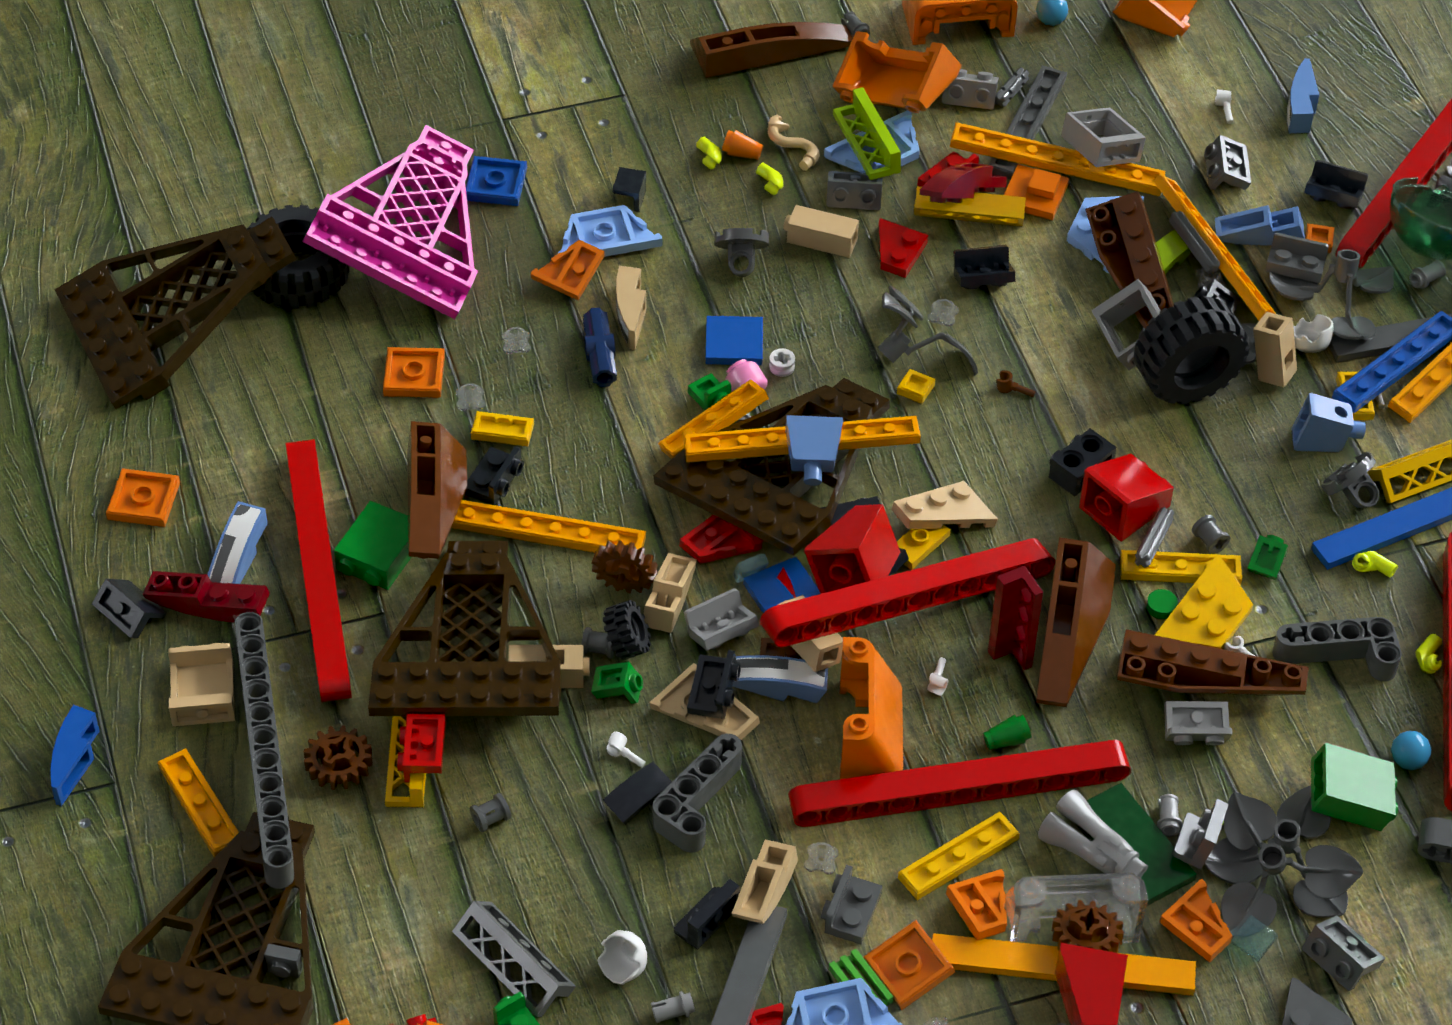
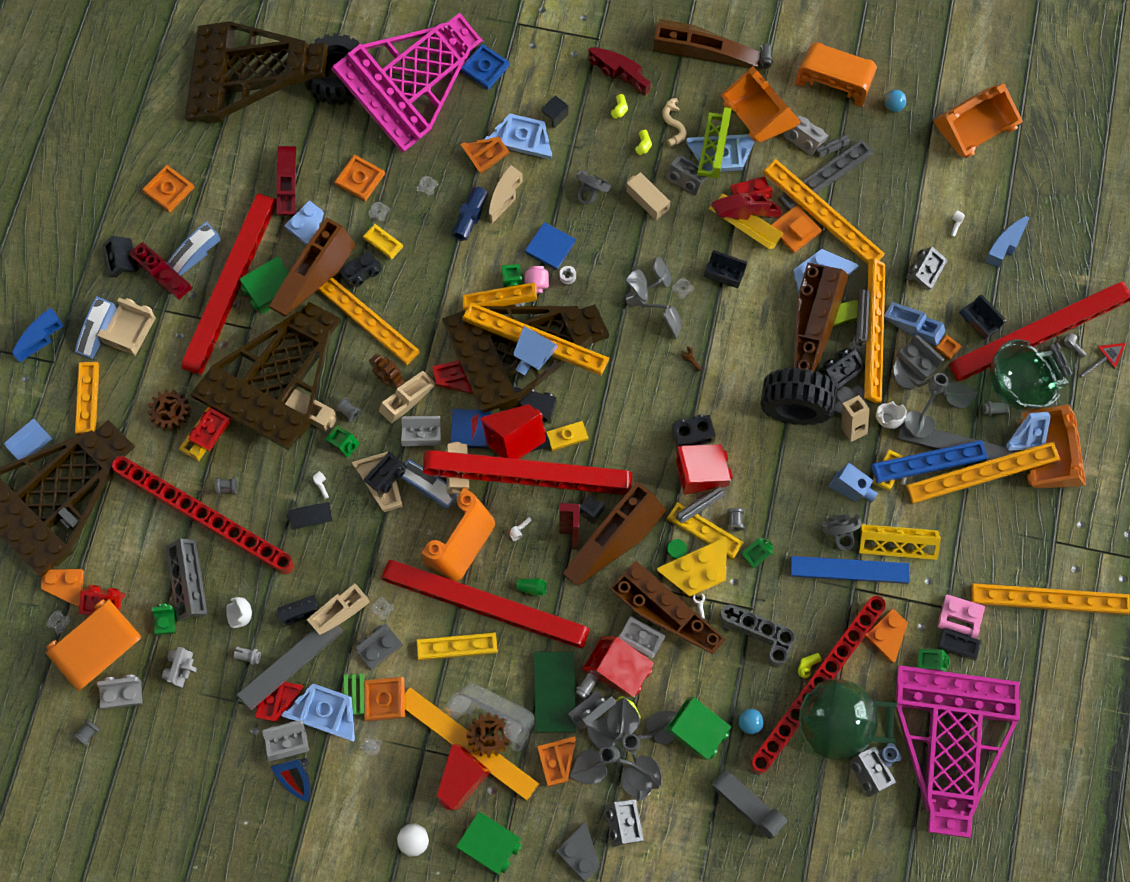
camera: 30 degrees right, 20 degrees up
(147, 893) = (27, 440): none -> medium blue panel
(153, 706) = (97, 318): none -> slope
(264, 751) = (129, 394): dark grey beam -> none
(317, 411) = (286, 181): none -> dark red slope
(376, 456) = (305, 222): none -> light blue wing
(467, 855) = (198, 507): none -> red beam
(627, 630) = (356, 409): black tyre -> none
(675, 107) = (617, 65): none -> dark red slope
(719, 760) = (345, 532): dark grey beam -> none
(741, 145) = (640, 111): orange cone -> none
(750, 567) = (458, 405): clear light blue tile -> none
(899, 247) = (688, 228): red wing -> none
(916, 386) = (634, 330): yellow tile -> none
(944, 505) = (596, 422): tan wing -> none
(981, 903) = (446, 682): orange wing -> none
(1108, 849) = (531, 688): light grey piece -> none
(1112, 313) = (779, 340): light grey window -> none
(1121, 140) = (854, 226): light grey window -> none
(1192, 765) = (618, 665): none -> slope
(1254, 938) = (581, 787): clear light blue tile -> none
(1373, 561) = (819, 586): neon yellow arm -> none

